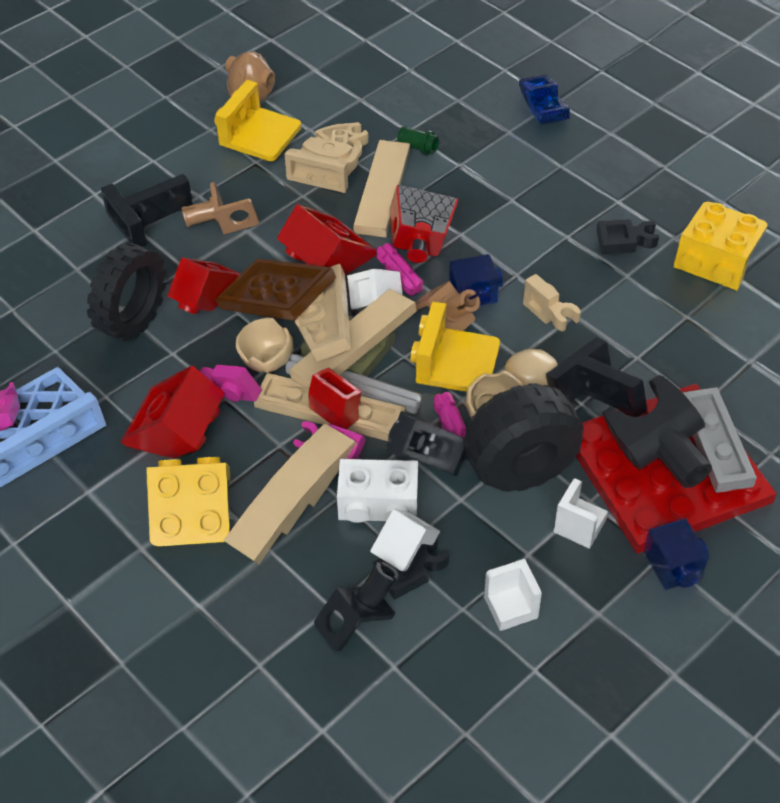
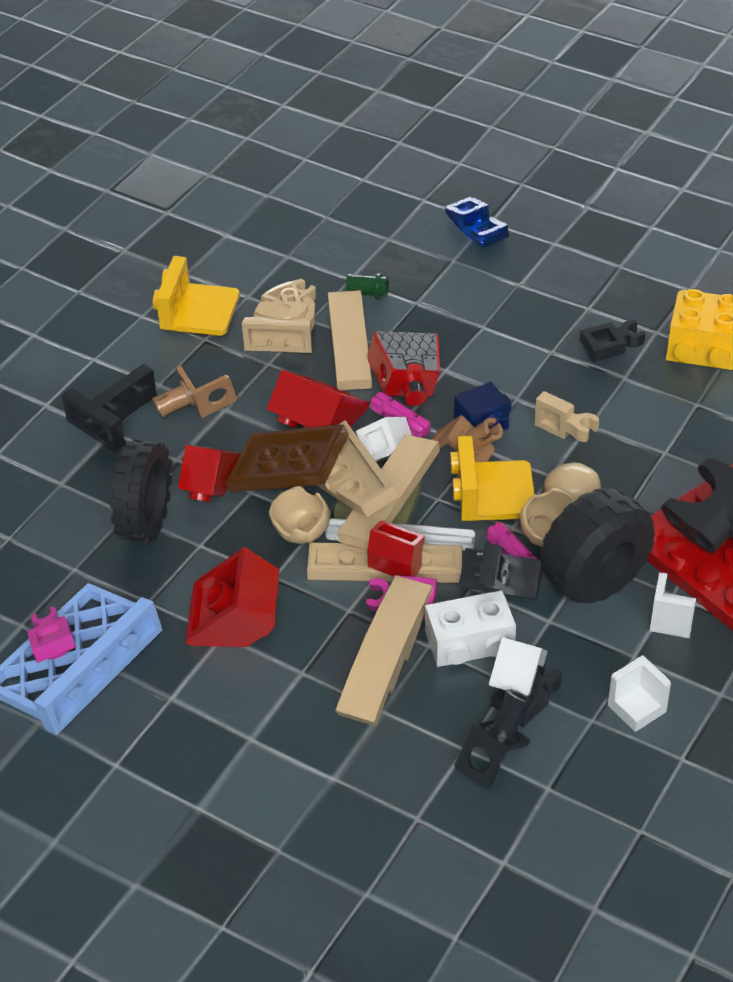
camera: 15 degrees left, 5 degrees down
(188, 502) = (286, 681): yellow bracket -> none
(234, 381) = (287, 556): dark pink plate -> none
(249, 67) = (159, 250): medium nougat helmet -> none
(591, 373) = (645, 478): black bracket -> none

